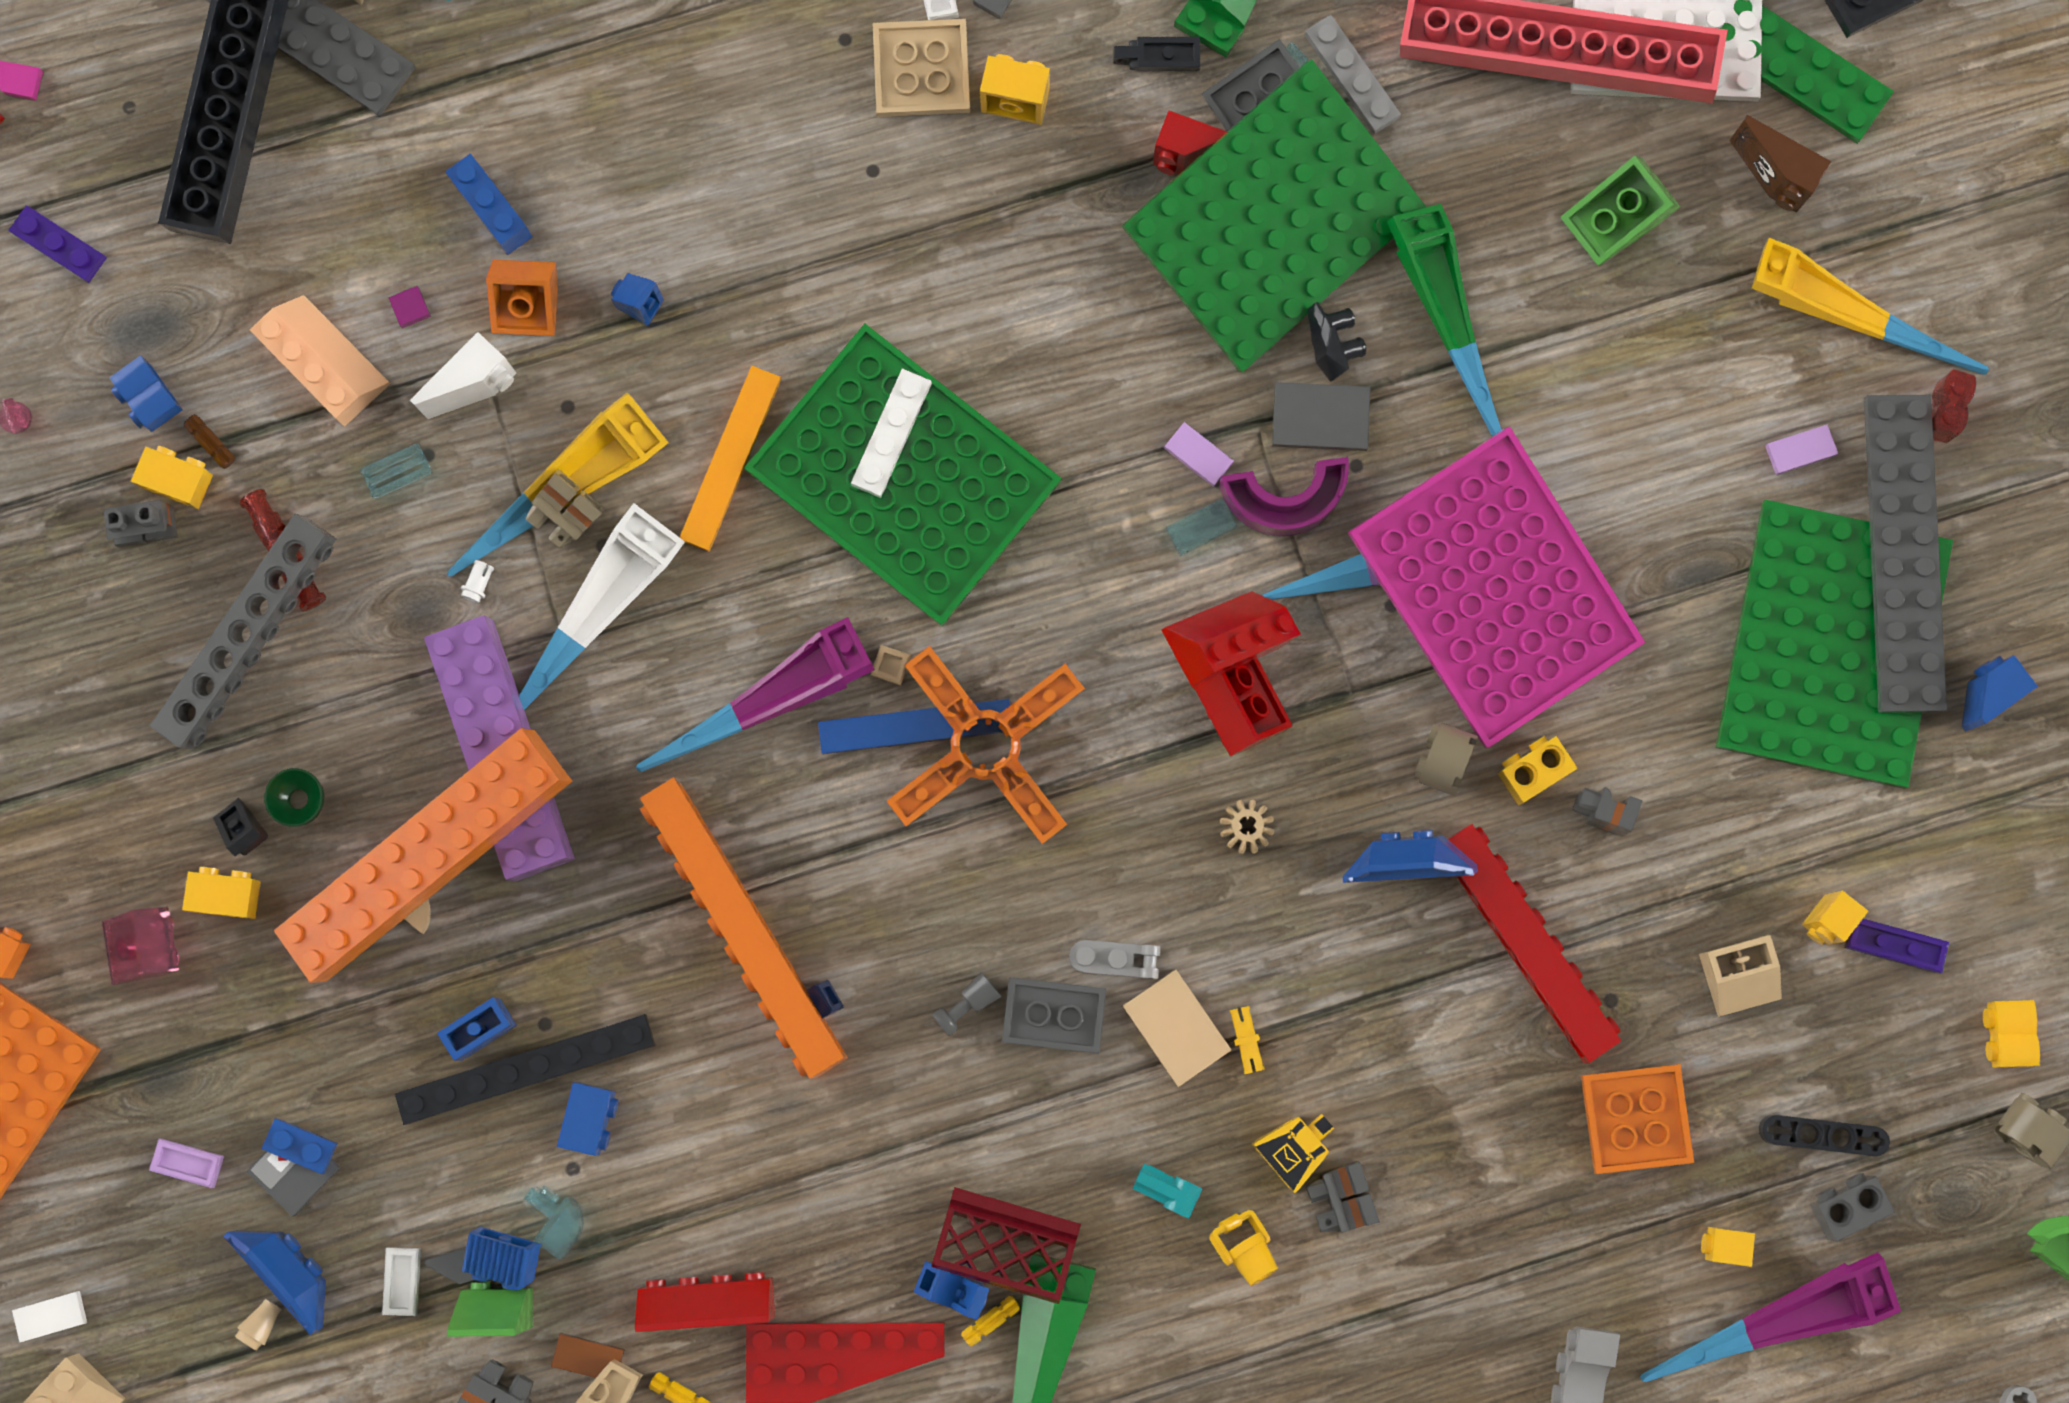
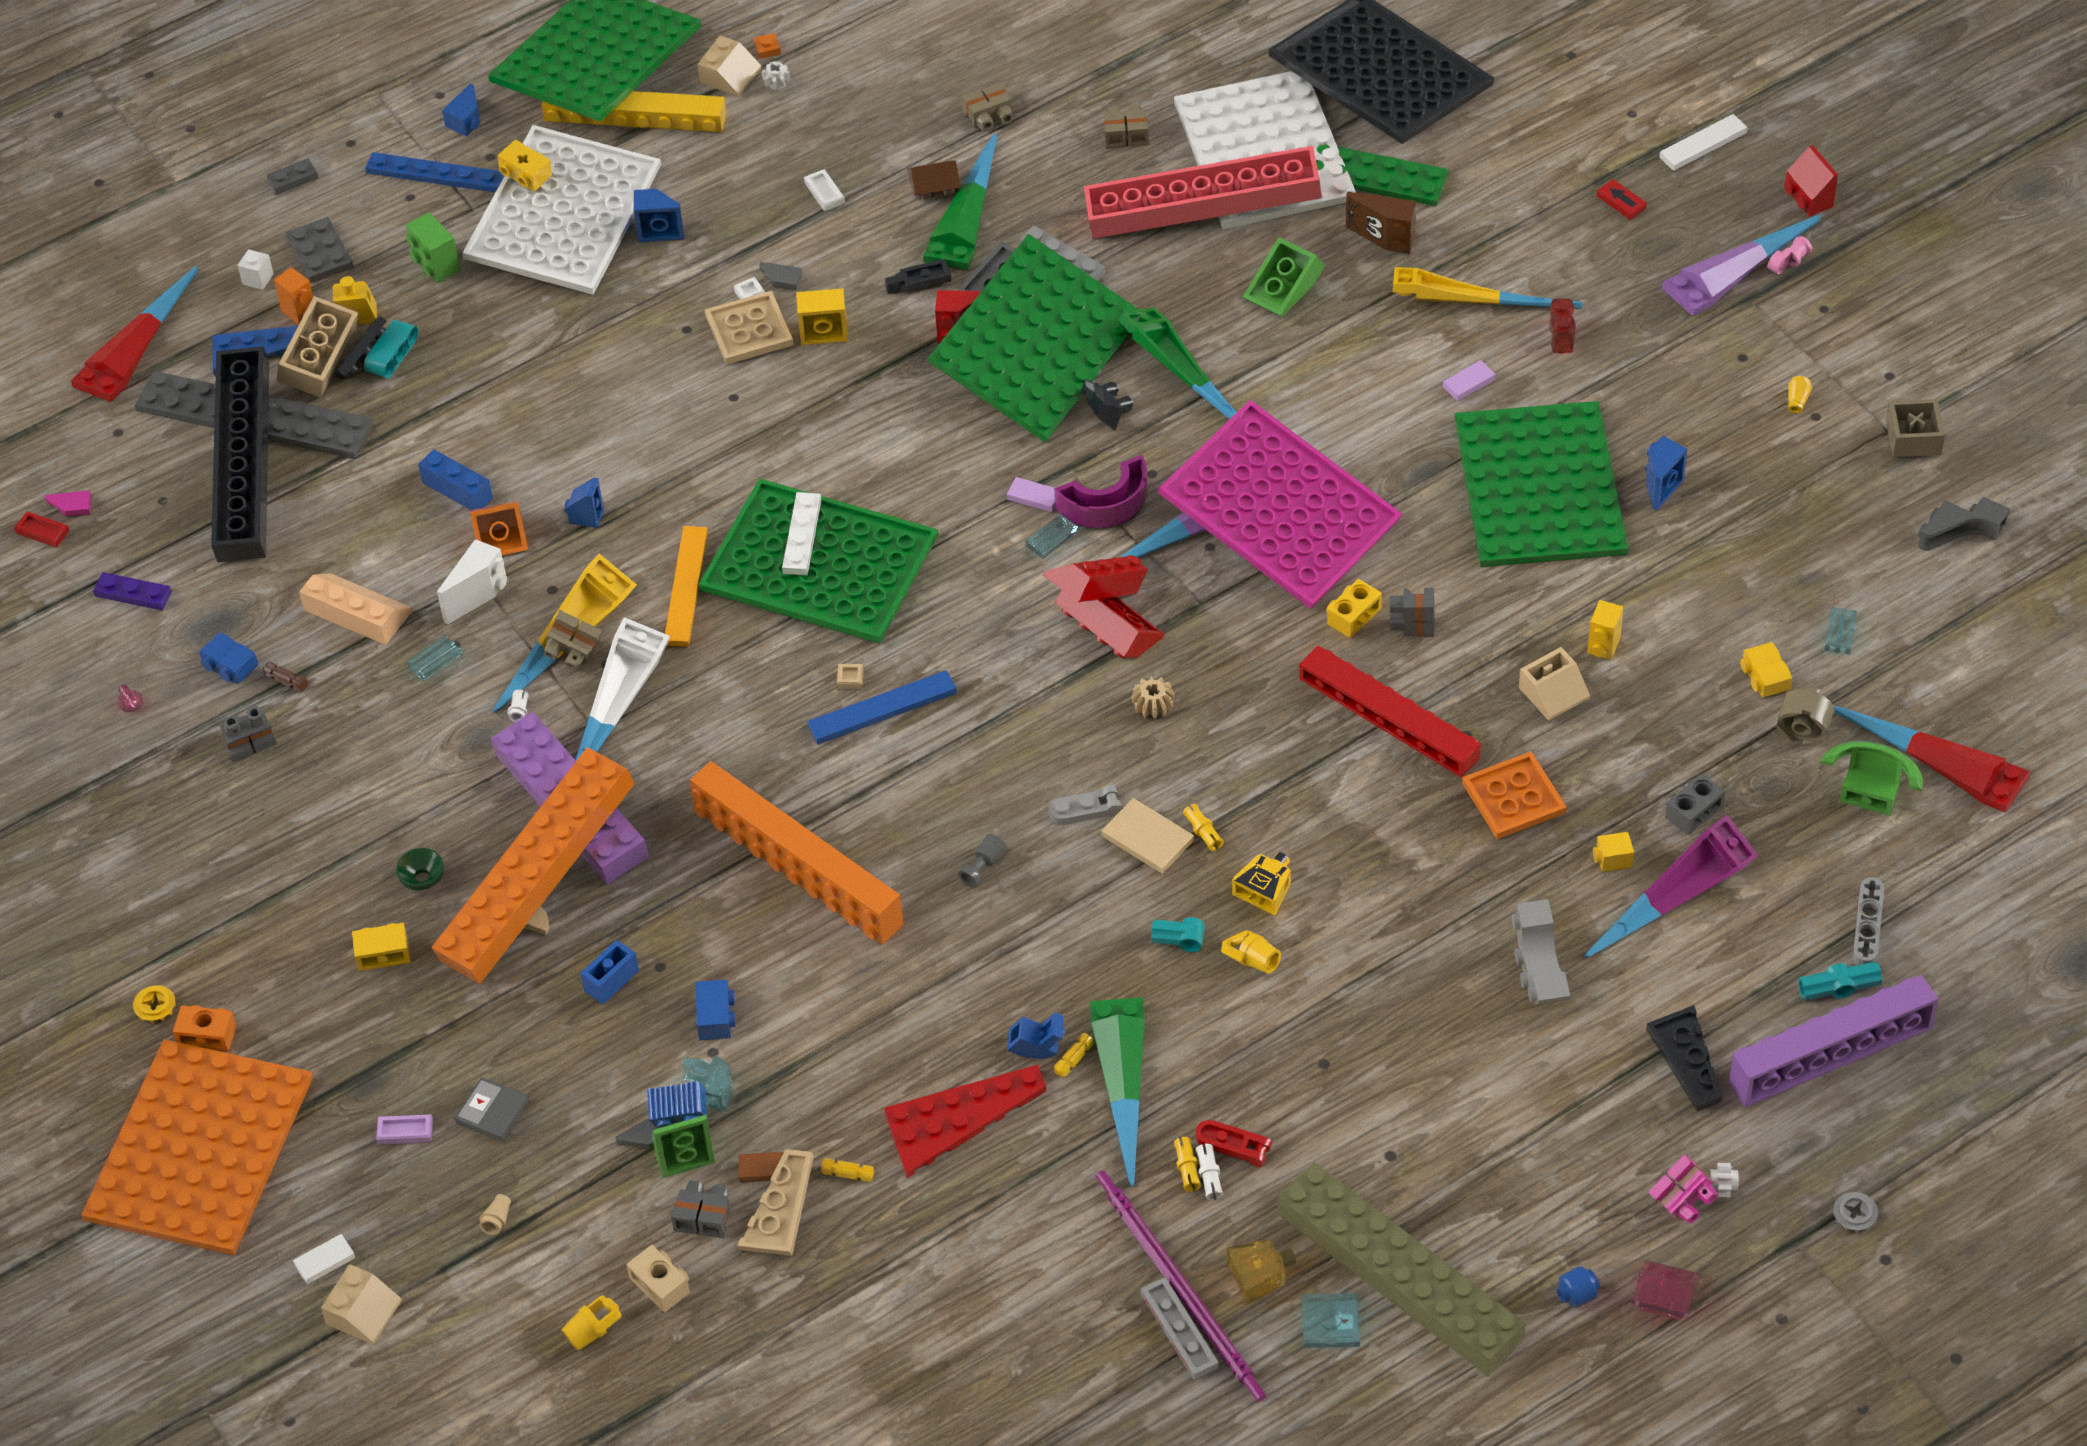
camera: 15 degrees left, 30 degrees down
(140, 945) = (325, 995): clear pink slope -> none
(172, 477) = (273, 698): yellow brick -> none
(227, 638) = (339, 781): dark grey brick -> none
(239, 828) = (384, 903): black slope -> none
(268, 528) = (351, 716): clear red piece -> none
(285, 1272) = (502, 1170): blue wedge -> none
(299, 1146) = (492, 1086): blue plate -> none
(401, 1281) = (601, 1159): white tile -> none
(409, 307) = (413, 559): magenta tile -> none
(524, 1069) = (653, 997): black plate -> none
(704, 1303) = (848, 1100): red slope -> none
(810, 673) = (794, 687): magenta plate -> none
(1007, 773) = (925, 711): orange piece -> none
(1019, 1221) = (1058, 982): dark red fence -> none
(1054, 1015) = (1051, 850): dark grey plate -> none
(1321, 416) = (1105, 450): dark grey tile -> none
(1348, 1213) = (1317, 900): dark grey hips -> none
(1410, 858) = (1278, 676): blue wedge -> none
(1447, 758) = (1283, 613): dark tan brick -> none
(1824, 1133) = (1655, 765): black beam -> none
(1898, 945) = (1661, 644): dark purple tile -> none
(1905, 554) = (1566, 414): dark grey plate -> none

